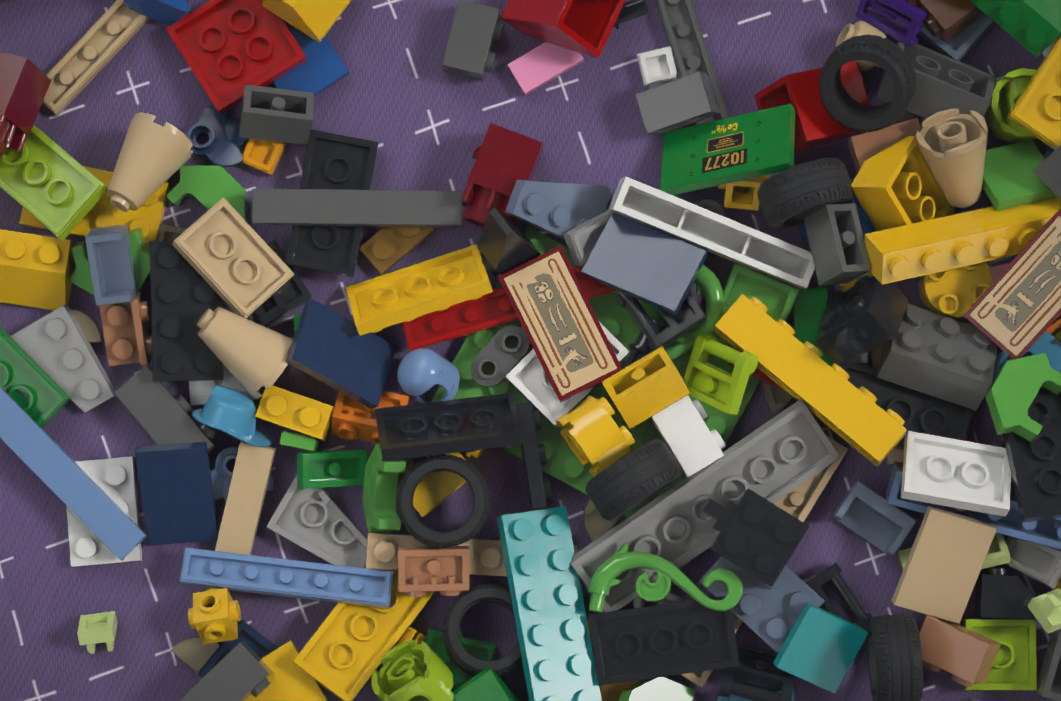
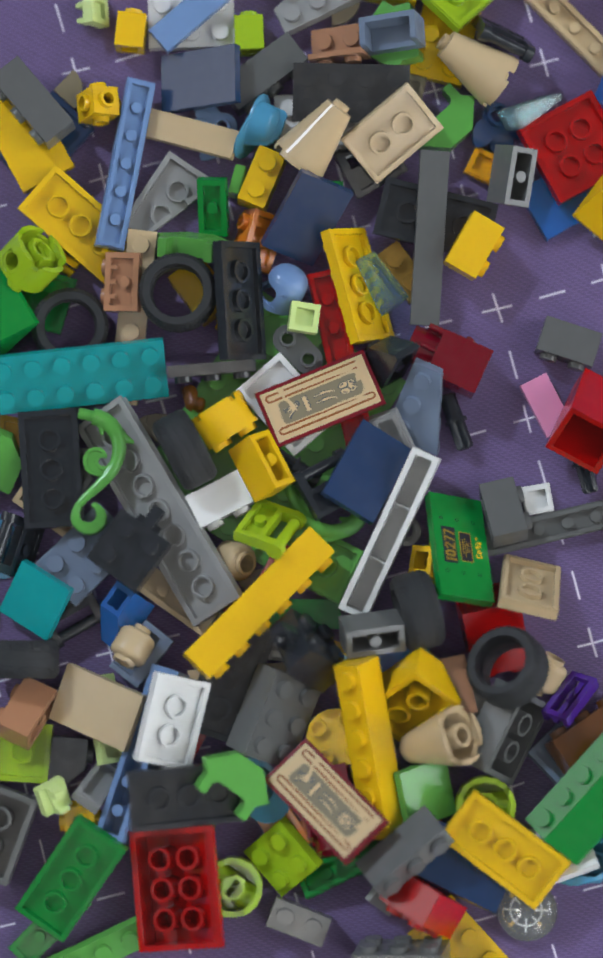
camera: 85 degrees right, 0 degrees up
(109, 133) = (503, 38): none -> black plate
(116, 438) = (249, 32): none -> lime brick
(120, 582) = (131, 31): none -> yellow brick
(197, 101) = (524, 113): none -> clear light blue slope
(364, 153) = (474, 245): none -> yellow brick
(413, 262) = (381, 283): none -> clear light blue slope
(463, 349) = (303, 317): none -> yellowish green tile
(566, 479) = (190, 398): none -> reddish brown arm
(573, 165) = (456, 422): none -> black axle
(755, 410) = (238, 558): none -> tan head
(766, 66) = (529, 587): none -> tan tile
(833, 544) = (120, 609): none -> blue slope
(868, 527) = (132, 646): none -> tan head

